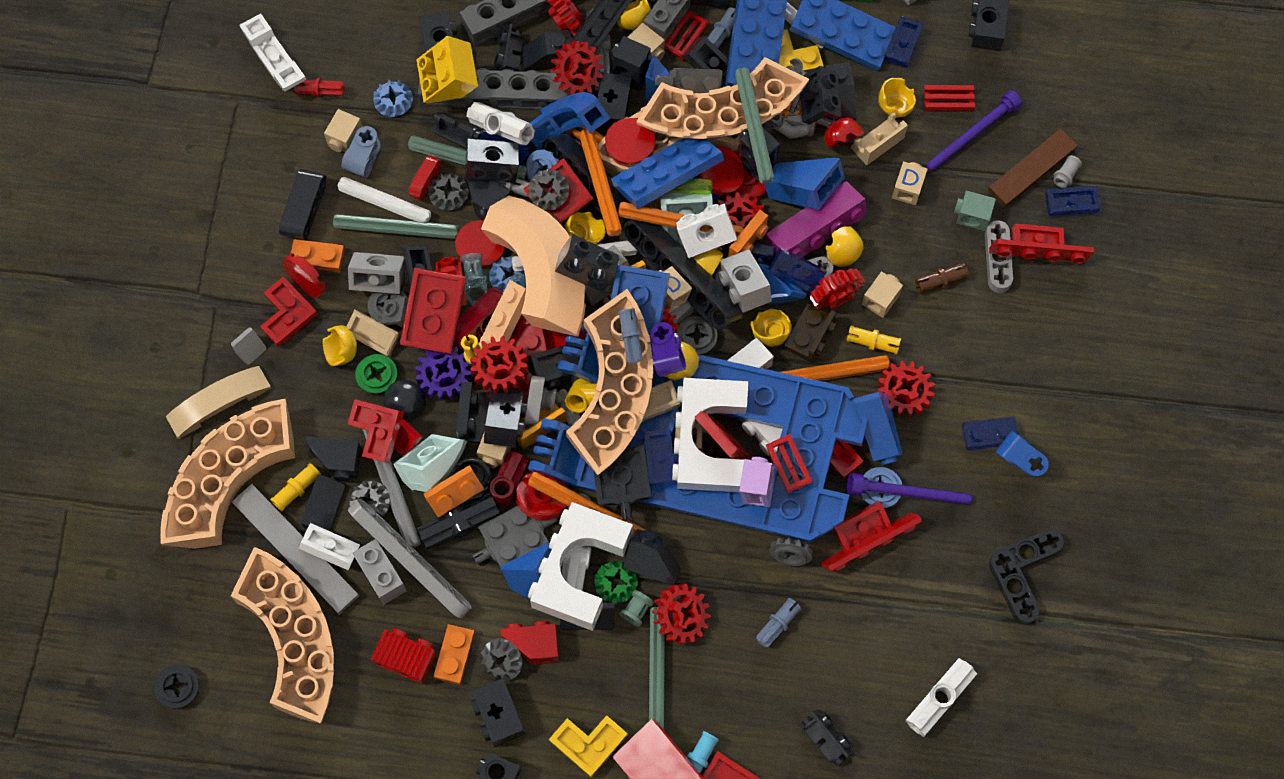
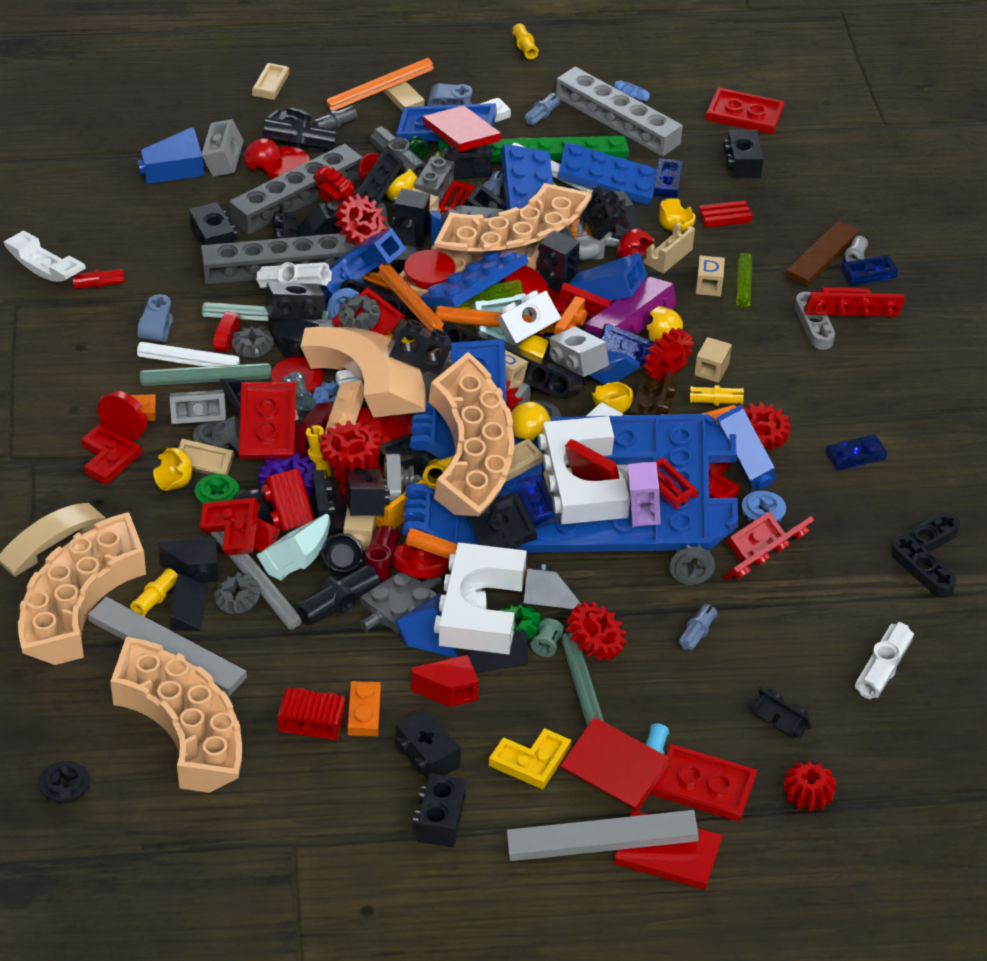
camera: 15 degrees left, 25 degrees down
(248, 346) = (74, 485): light grey slope -> none
(302, 204) = (104, 367): black beam -> none
(328, 546) = (196, 630): white plate -> none
(342, 130) = (131, 306): tan brick -> none
(379, 571) = (265, 646): light grey brick -> none
(403, 100) = (168, 284): medium blue gear -> none
(409, 558) = (296, 627): light grey beam -> none
(434, 408) = (288, 500): none -> red brick
(447, 71) = (230, 238): yellow slope -> none
(453, 491) = (329, 559): orange plate -> none
(454, 129) = (241, 293): black hinge -> none
(513, 662) = (431, 696): dark grey gear -> none
(630, 335) = (482, 384): sand blue axle -> none
(666, 350) = (520, 400): dark purple piece -> none
(754, 125) = (551, 229): sand green axle -> none
(773, 200) = (593, 303): none -> red tile
(859, 484) = (746, 499): dark purple piece -> none
(941, 277) = (765, 342): reddish brown pin -> none
(943, 191) = (744, 280): none -> clear neon green axle
(974, 210) = (779, 287): sand green brick -> none
(1010, 103) = (783, 209): dark purple piece -> none
(1019, 452) = (892, 457): blue piece -> none

